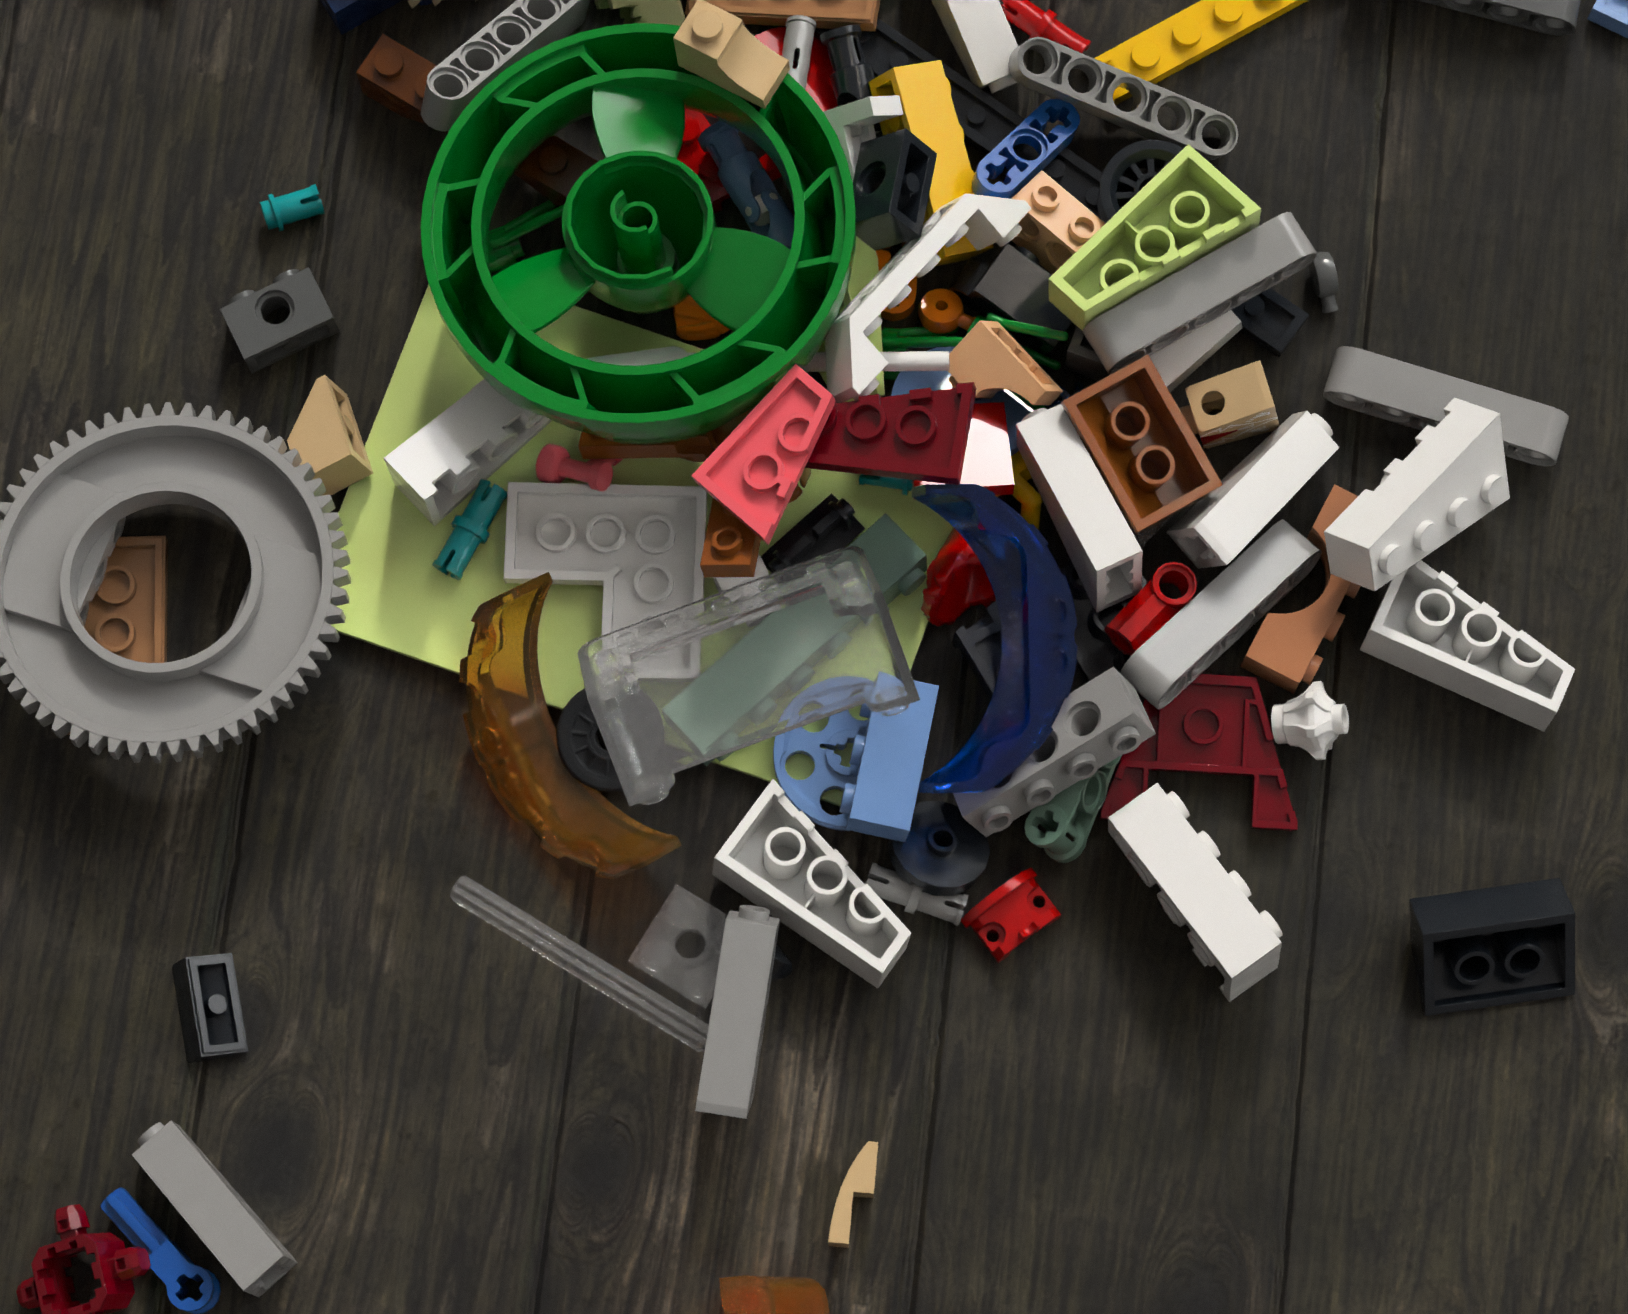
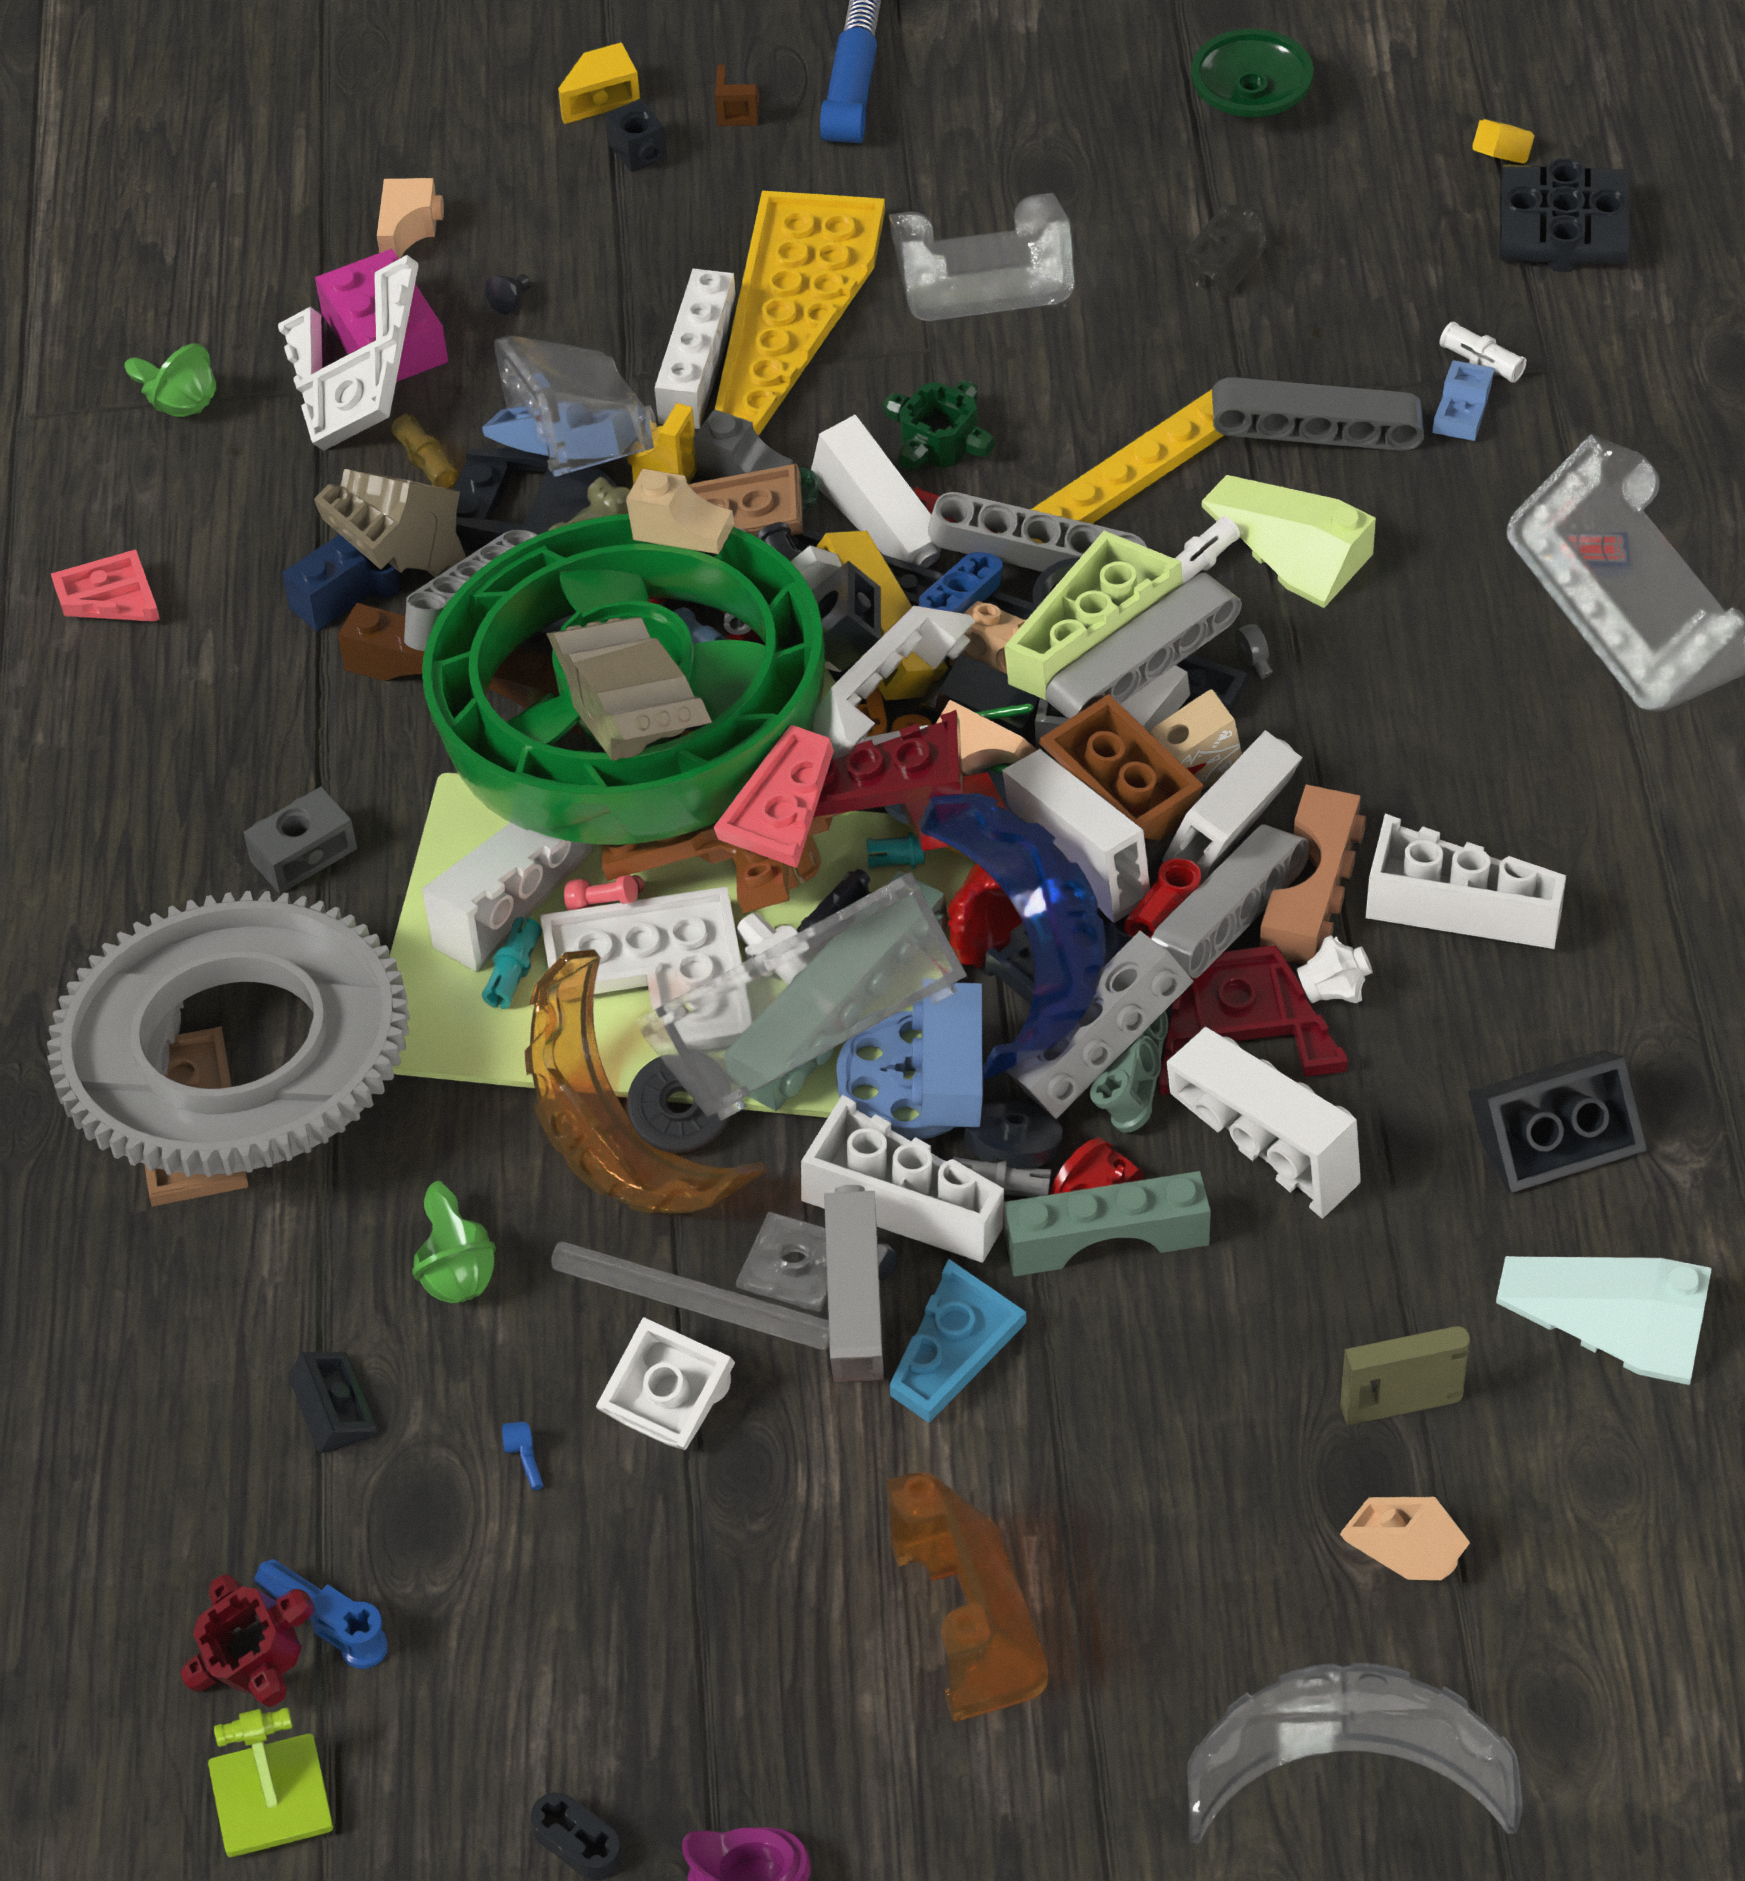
camera: 10 degrees left, 25 degrees down
(213, 1208) = (374, 1558): light grey slope -> none
(291, 207) = (295, 757): teal pin -> none
(330, 438) = (359, 900): tan slope -> none
(354, 873) = (457, 1255): none -> bright green piece
(385, 1095) = (518, 1438): none -> blue hand
(536, 1071) = (666, 1384): none -> white slope
(628, 301) = (625, 685): none -> dark tan slope
(830, 1076) = (957, 1338): none -> dark azure wing
(857, 1183) = (1002, 1428): tan slope -> none
(1010, 974) = (1054, 1227): none -> sand green arch
(1229, 1229) = (1410, 1374): none -> olive container
(1296, 137) = (1217, 538): none -> white pin
(1405, 134) = (1302, 536): none -> yellowish green wedge
(1419, 395) = (1390, 720): light grey beam -> none
(1423, 500) = (1393, 767): white wedge -> none
(1502, 1187) = (1625, 1306): none -> light aqua wedge

